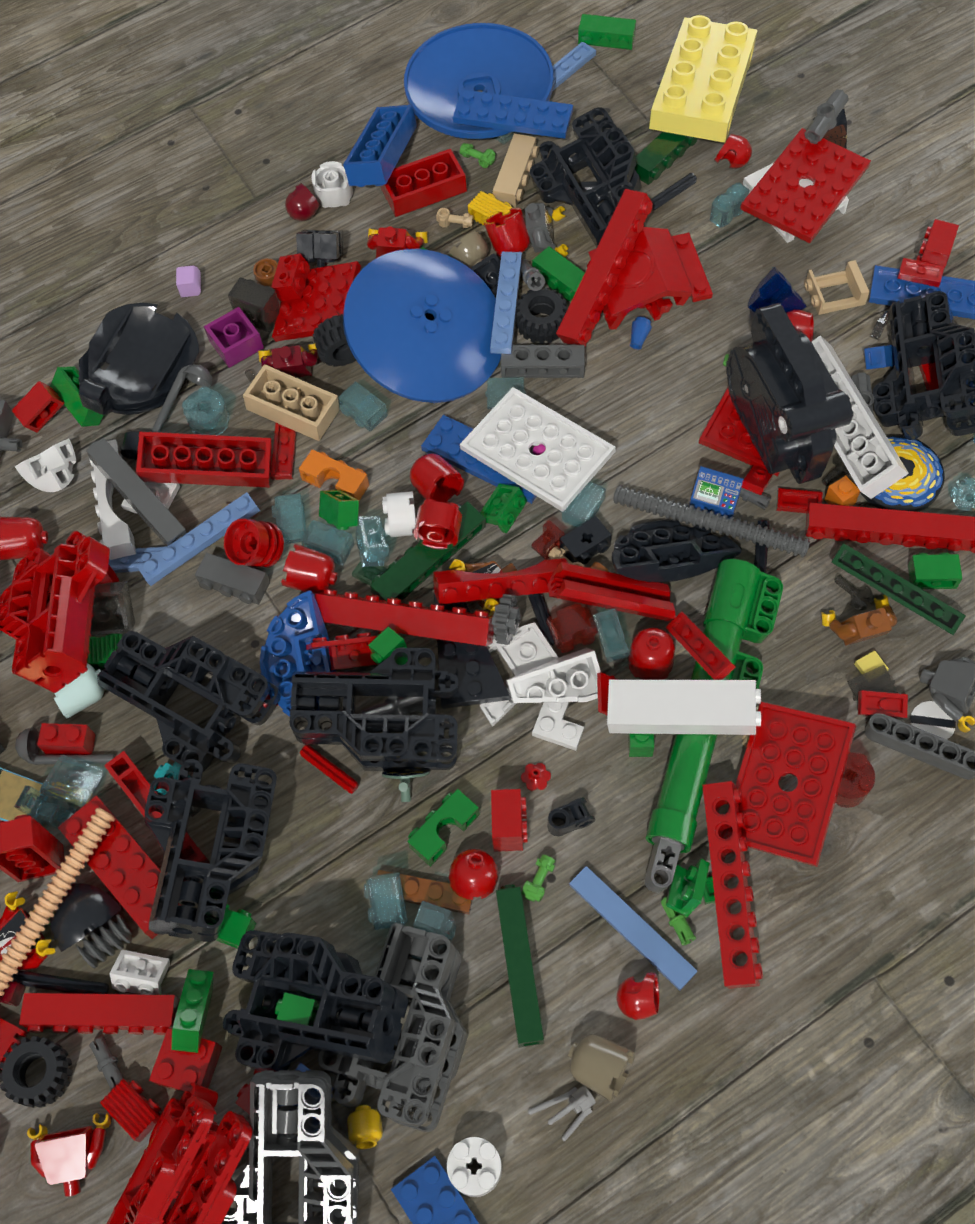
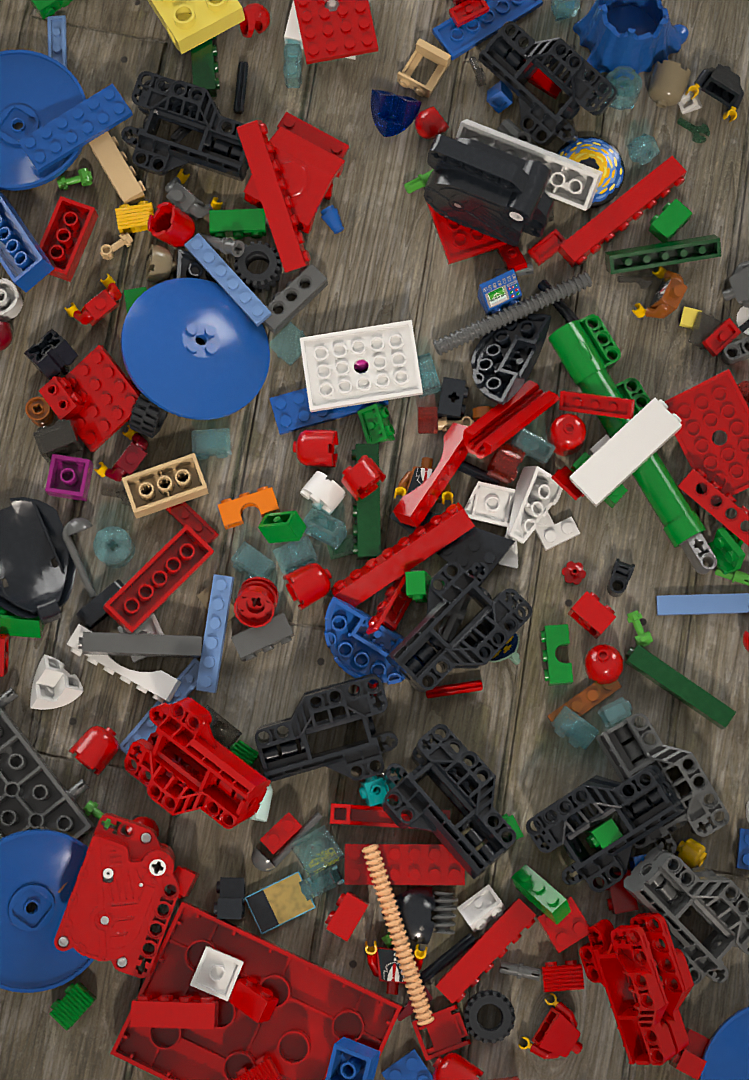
camera: 50 degrees left, 15 degrees up
(506, 619) = (467, 497): dark grey gear -> none
(842, 492) = (570, 220): orange brick -> none

